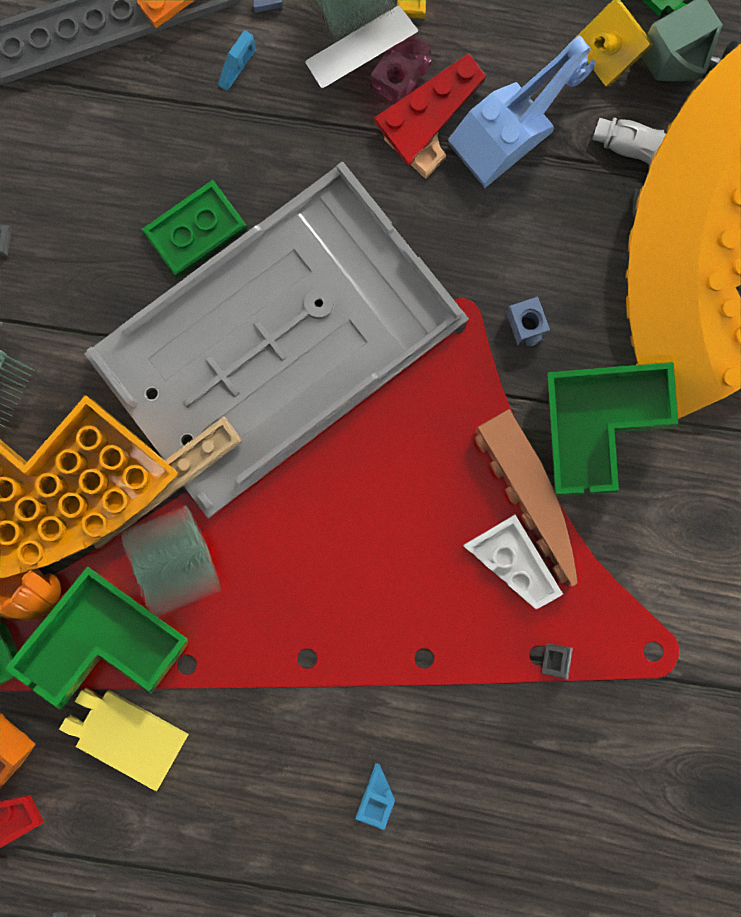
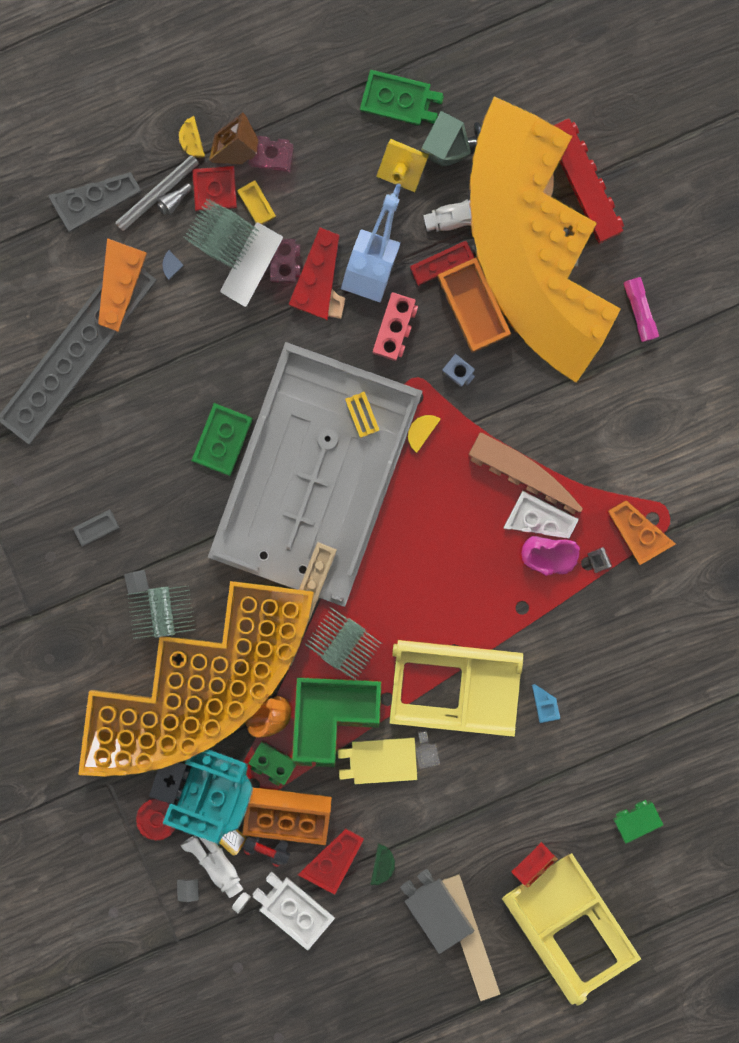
camera: 30 degrees left, 5 degrees up
(45, 872) = (383, 865): none -> dark green tile
(190, 763) = (426, 753): none -> clear plate
(237, 59) = (180, 320): dark azure tile -> none
(311, 738) = (486, 690): none -> light yellow piece
(382, 276) = (356, 398): none -> yellow tile
(436, 365) = (420, 430): none -> yellow tile
(487, 209) = (393, 315): none -> coral brick
(500, 615) = (550, 555): none -> dark pink piece
(586, 187) = (441, 262): none -> red tile
(595, 405) = (528, 400): green piece -> none
(596, 254) = (474, 305): none -> orange piece
(627, 659) = (639, 533): none -> orange wing

